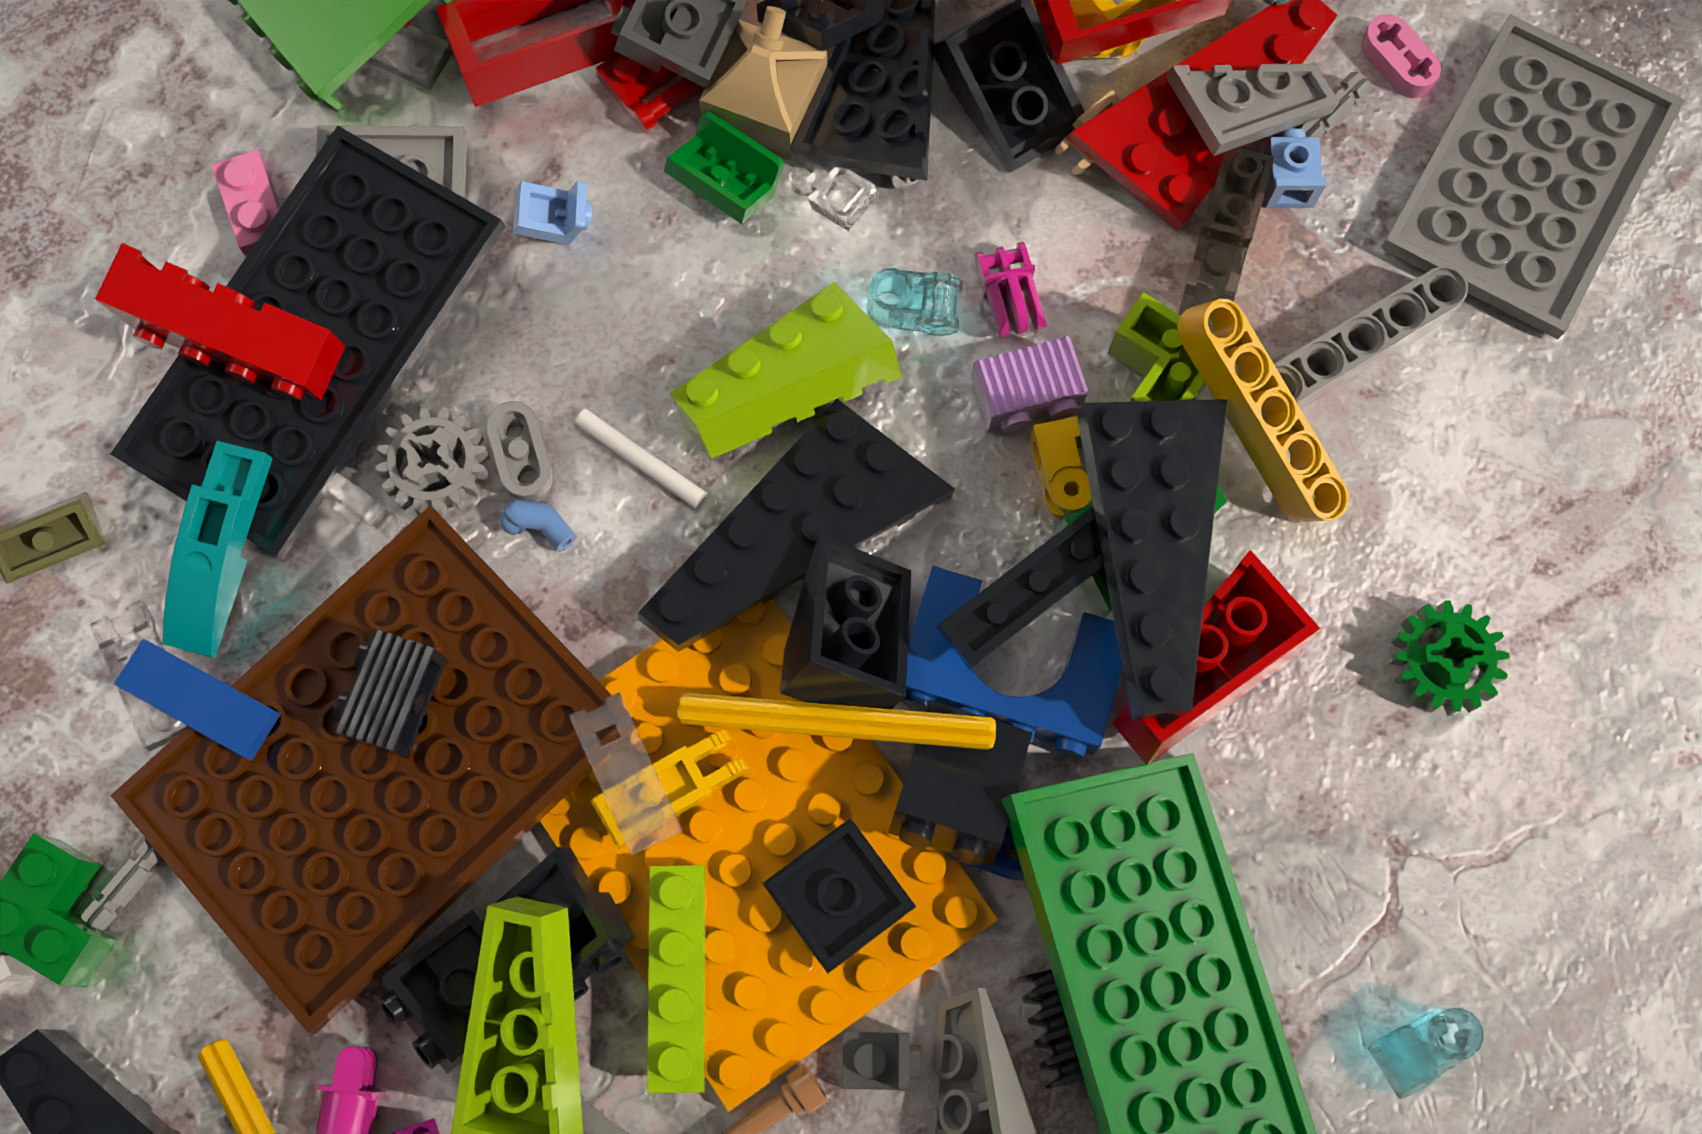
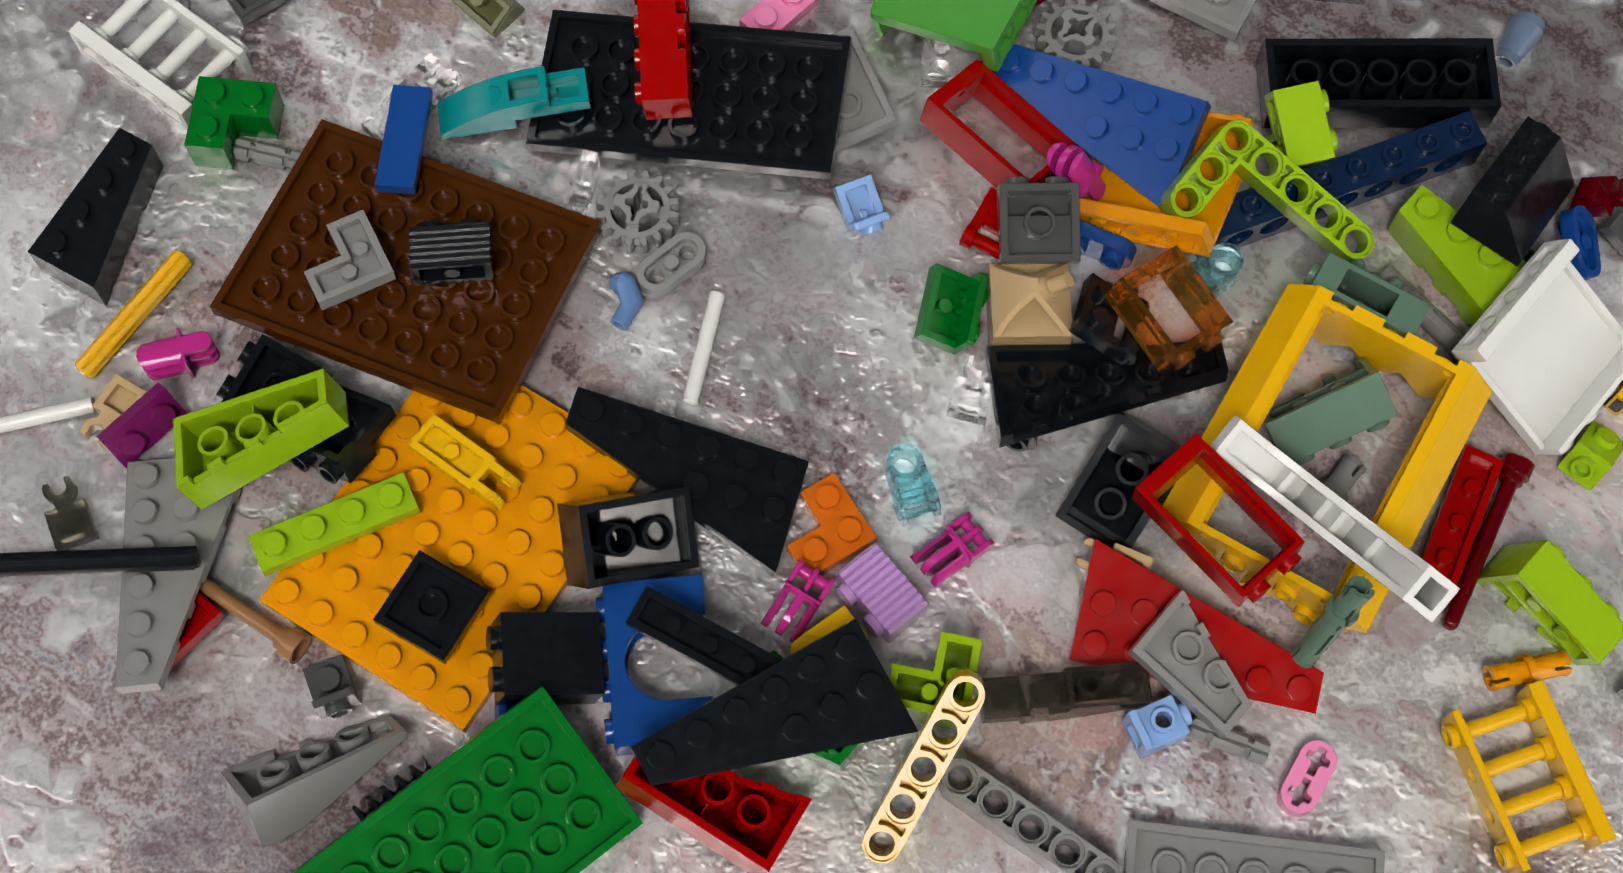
camera: 65 degrees right, 5 degrees down
(351, 816) = (357, 269): none -> light grey plate
(626, 776) = (455, 424): clear plate -> none
(785, 372) = (807, 414): lime wedge -> none
(837, 721) = (554, 553): yellow axle -> none
(934, 400) = (840, 531): none -> orange plate
(1007, 483) = (800, 597): none -> dark pink arm

